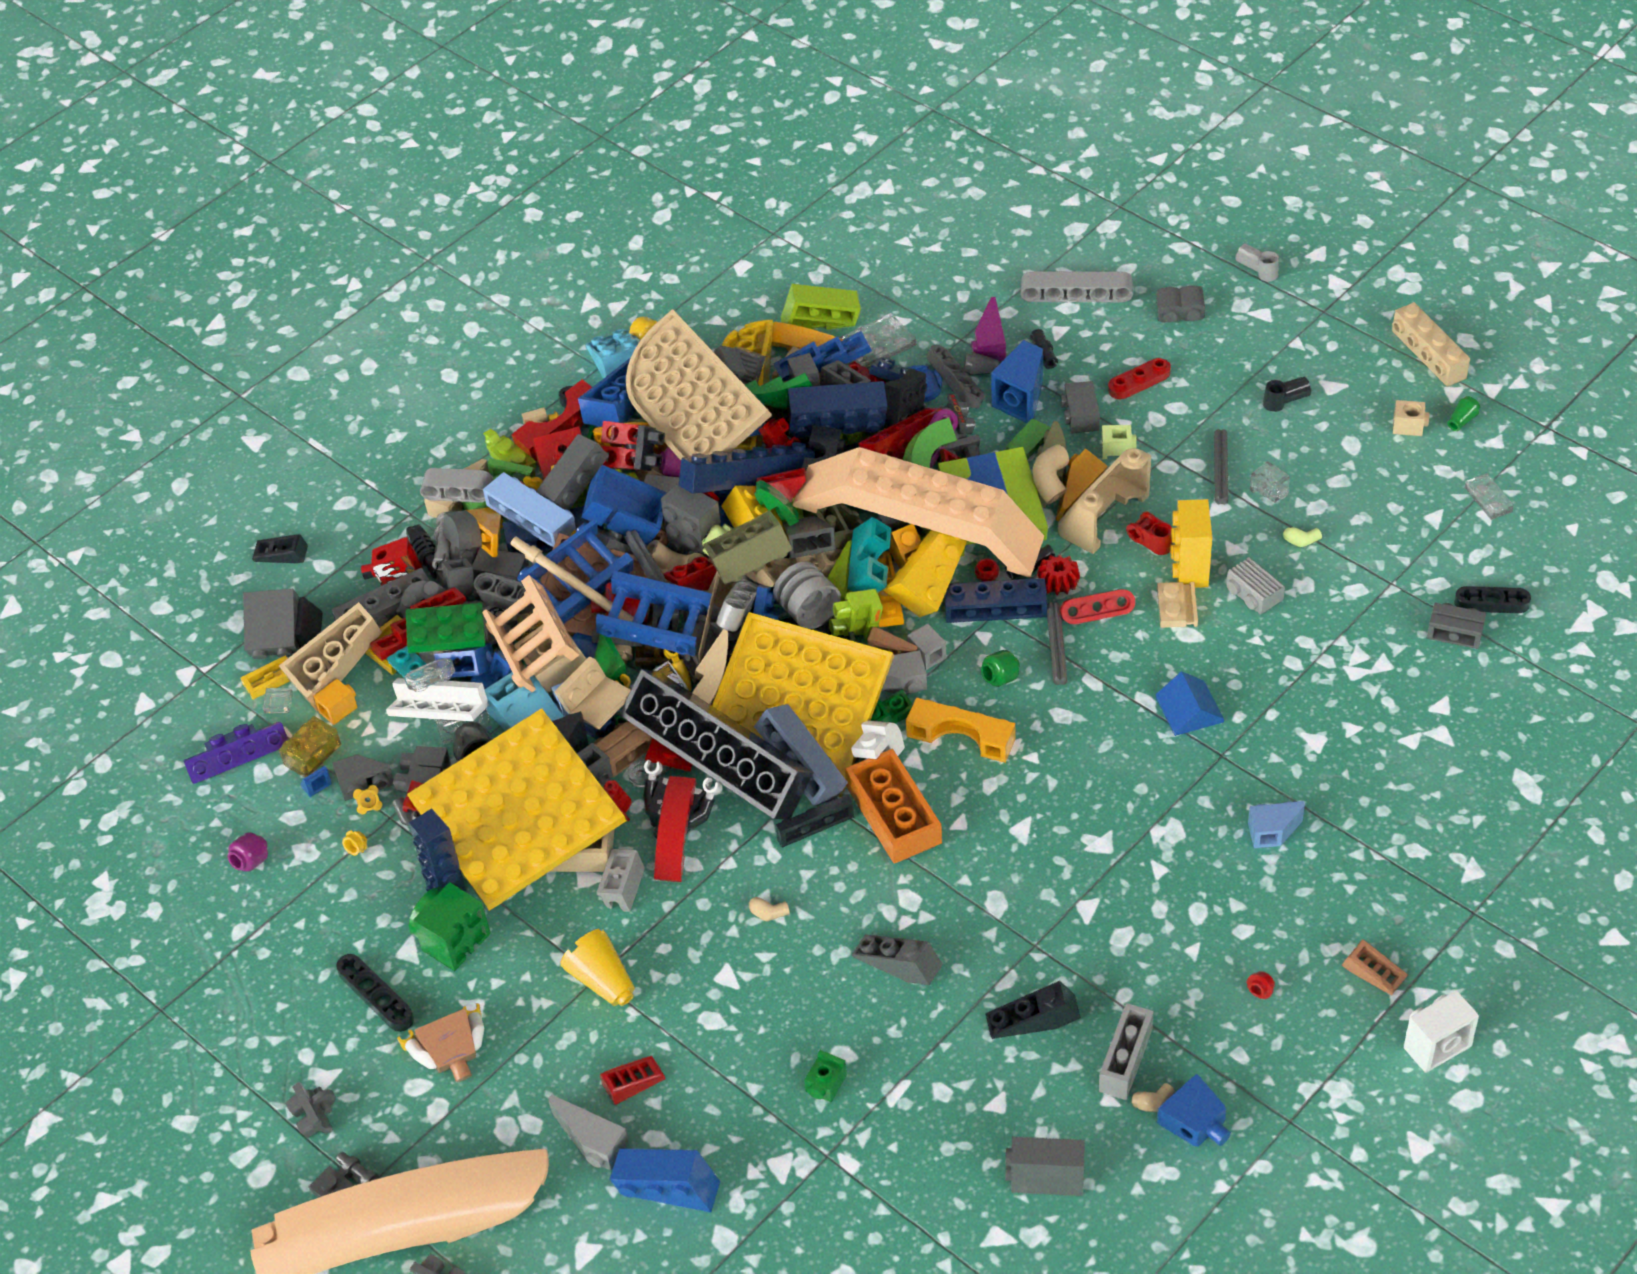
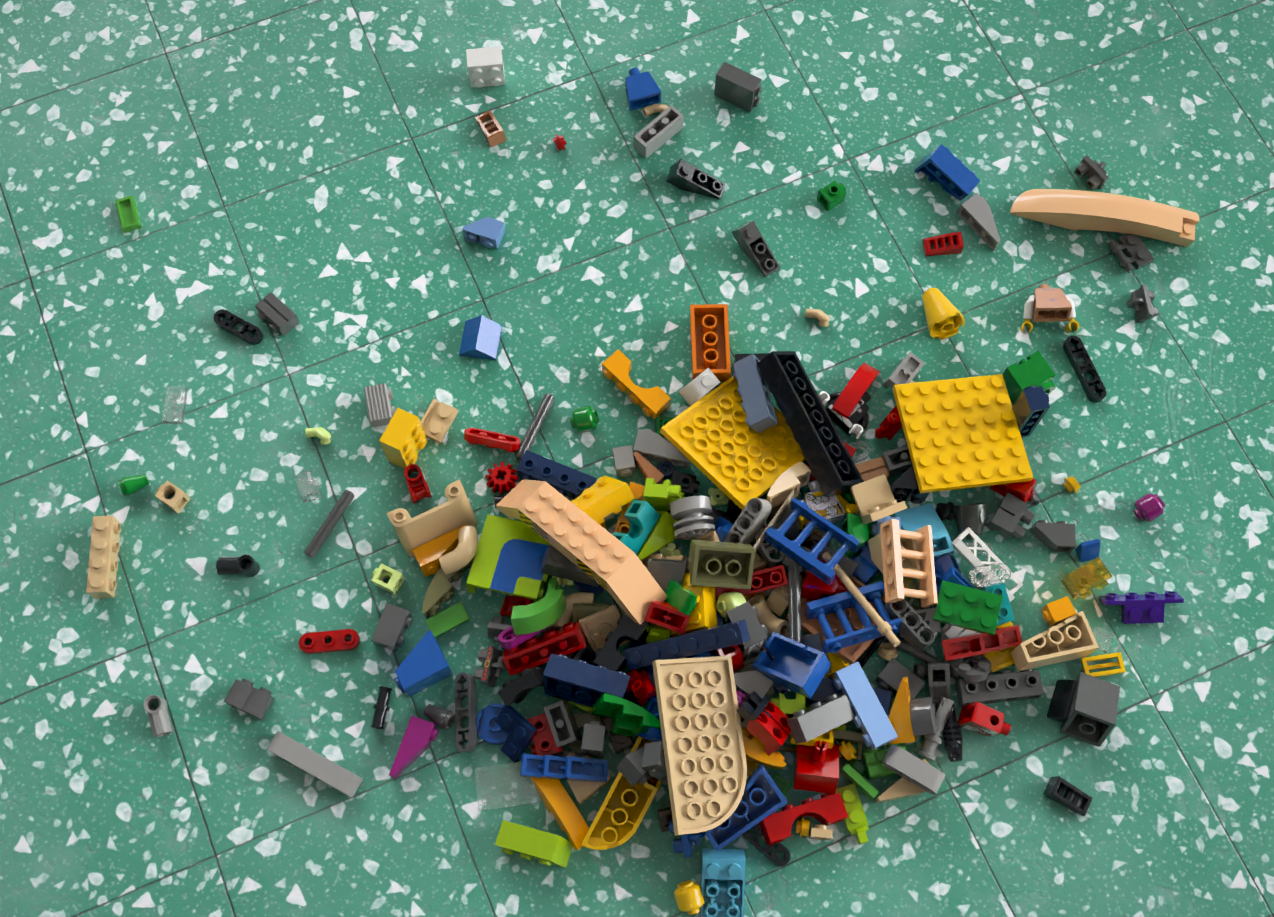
camera: 160 degrees left, 20 degrees up
(364, 806) = (1054, 514): yellow plate -> none

